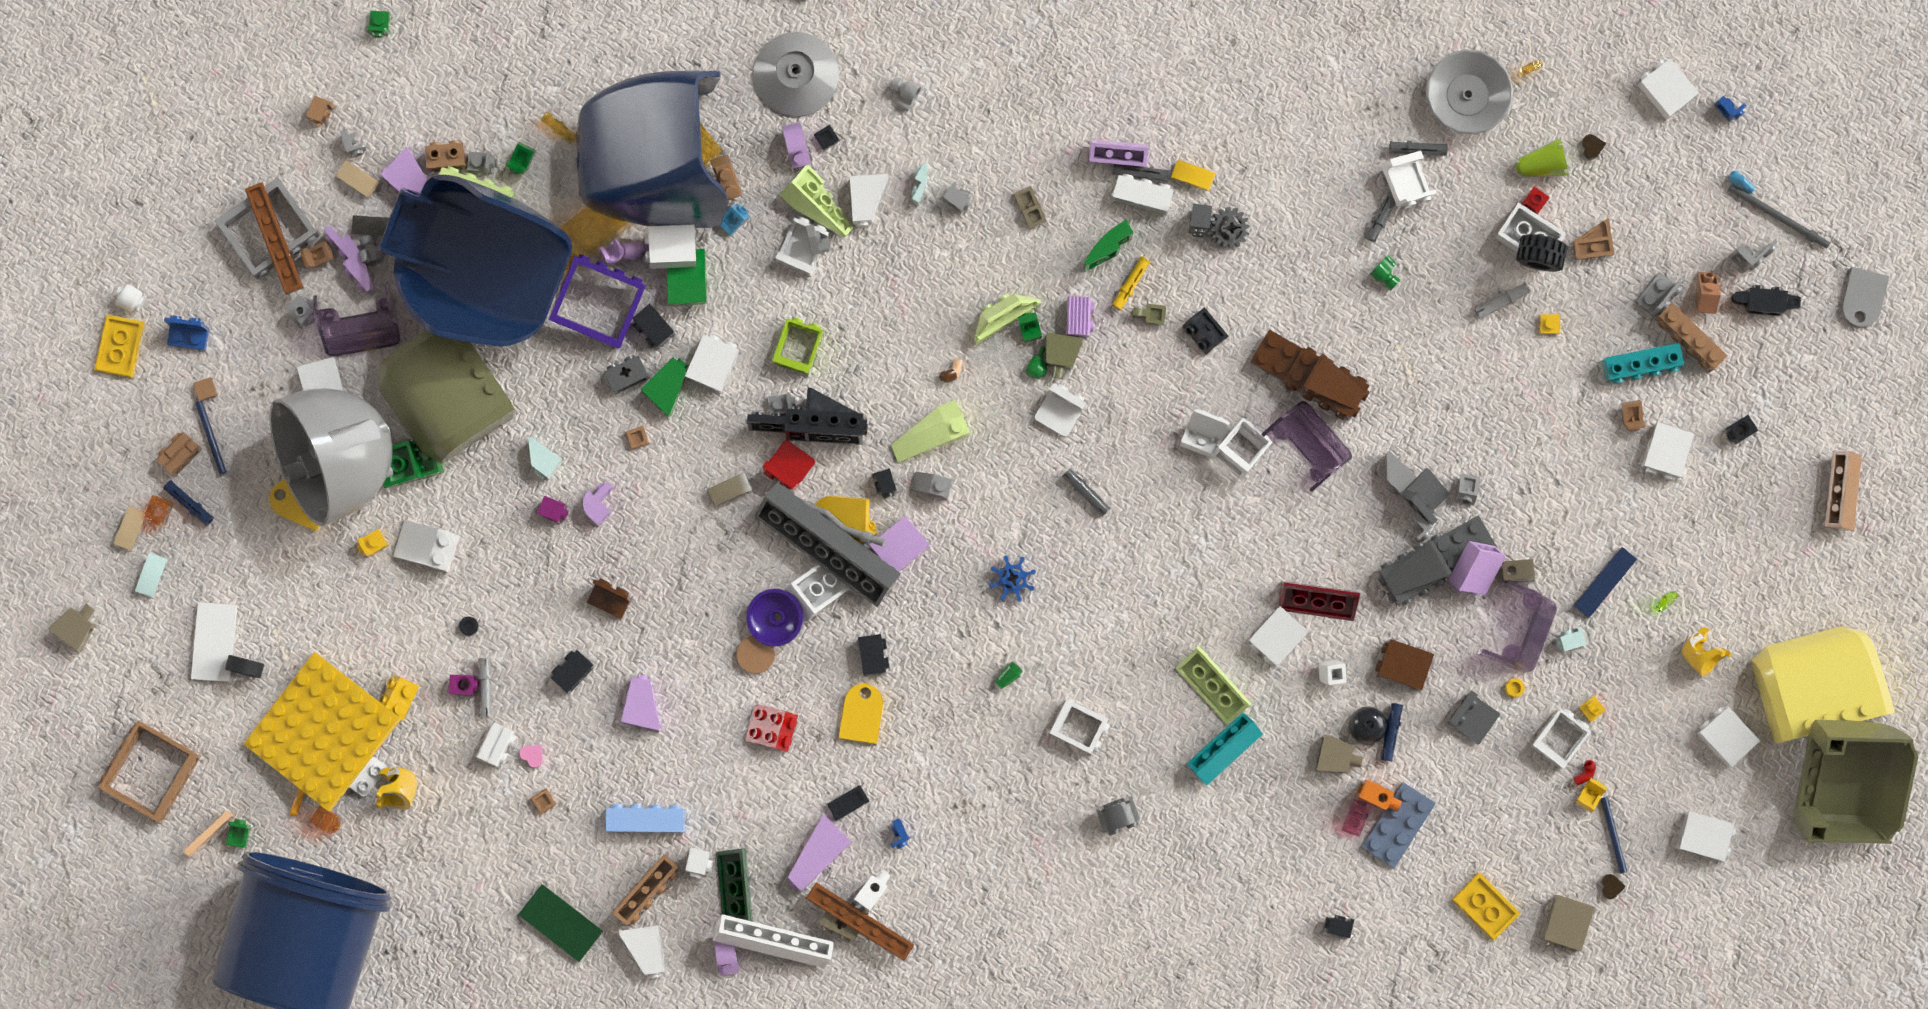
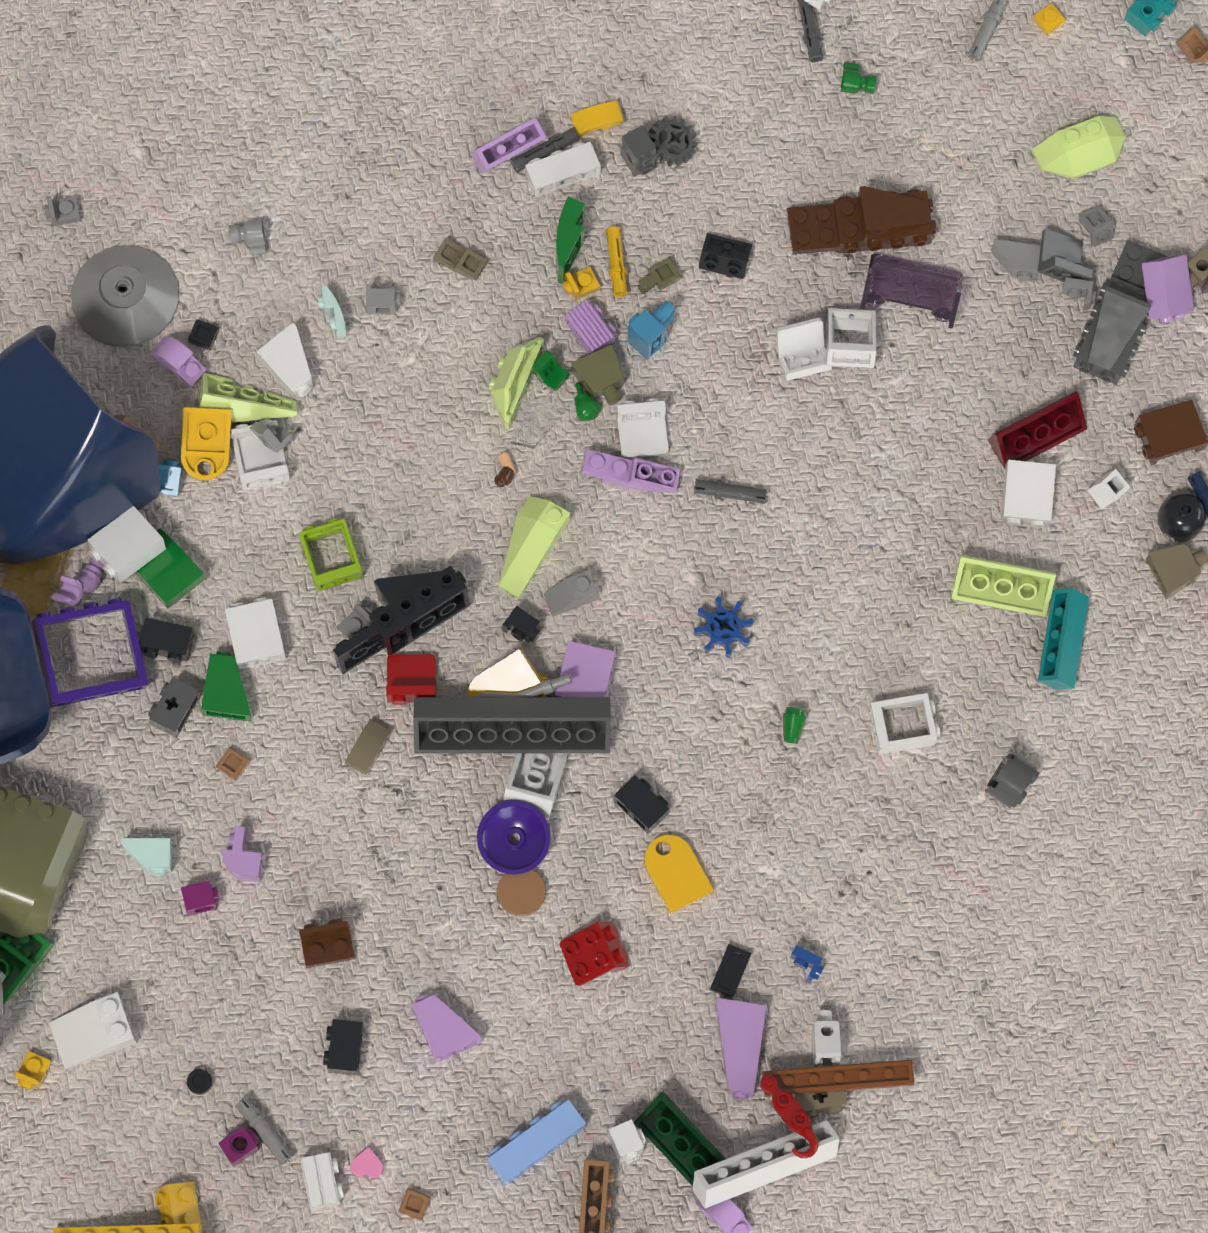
camera: 40 degrees left, 10 degrees down
(774, 211) = (205, 439): none -> yellow tile
(811, 923) = (791, 1113): none -> red piece
(1030, 432) = (630, 473): none -> lavender slope
(1096, 281) = (581, 283): none -> yellow bracket
(1112, 346) = (648, 330): none -> dark azure brick
(1500, 430) = (1081, 147): none -> yellowish green wedge

